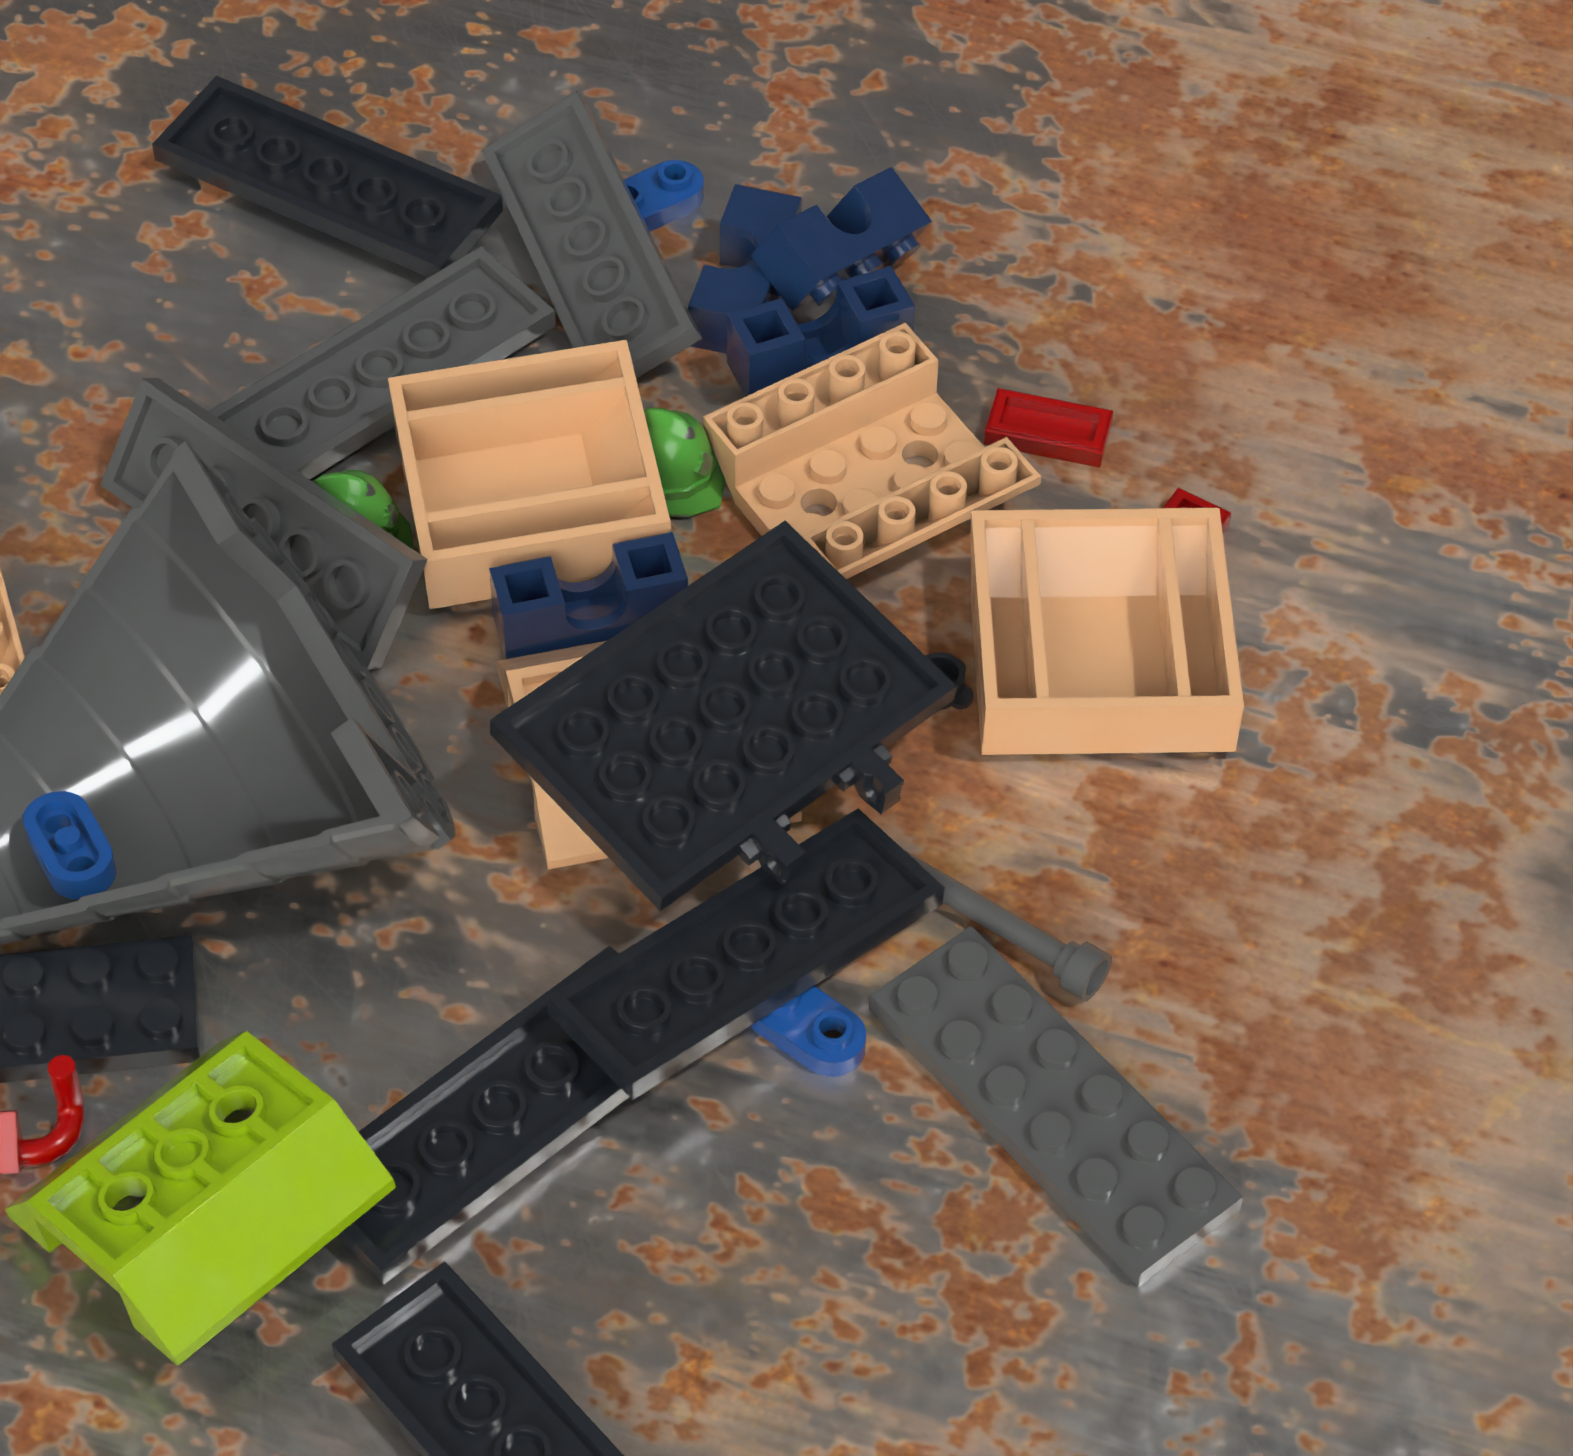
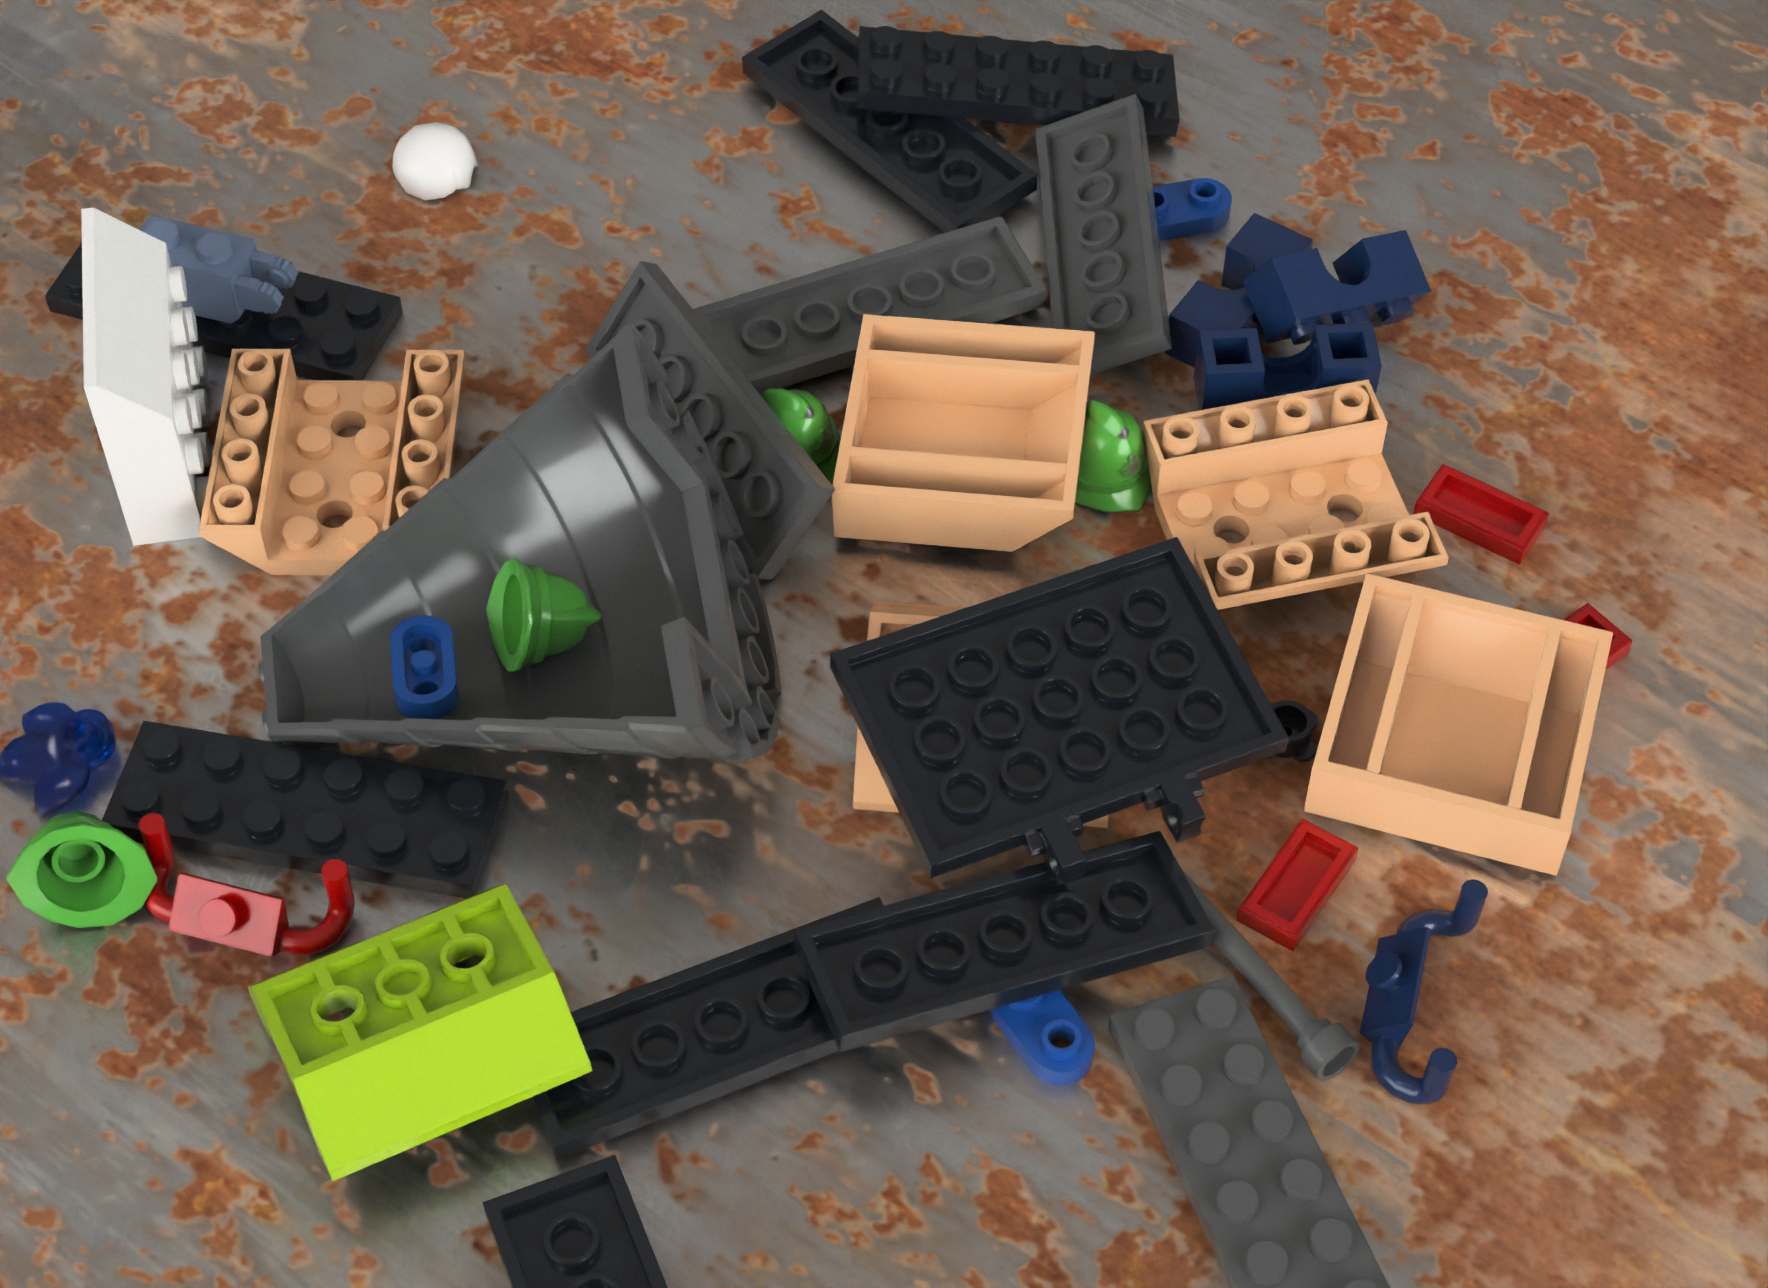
camera: 20 degrees right, 0 degrees up
(162, 762) = (536, 614): none -> bright green piece
(434, 104) = (1008, 78): none -> black plate
(545, 614) = (937, 569): dark blue arch -> none
(999, 825) = (1297, 884): none -> red tile
(1129, 899) = (1394, 992): none -> dark blue piece

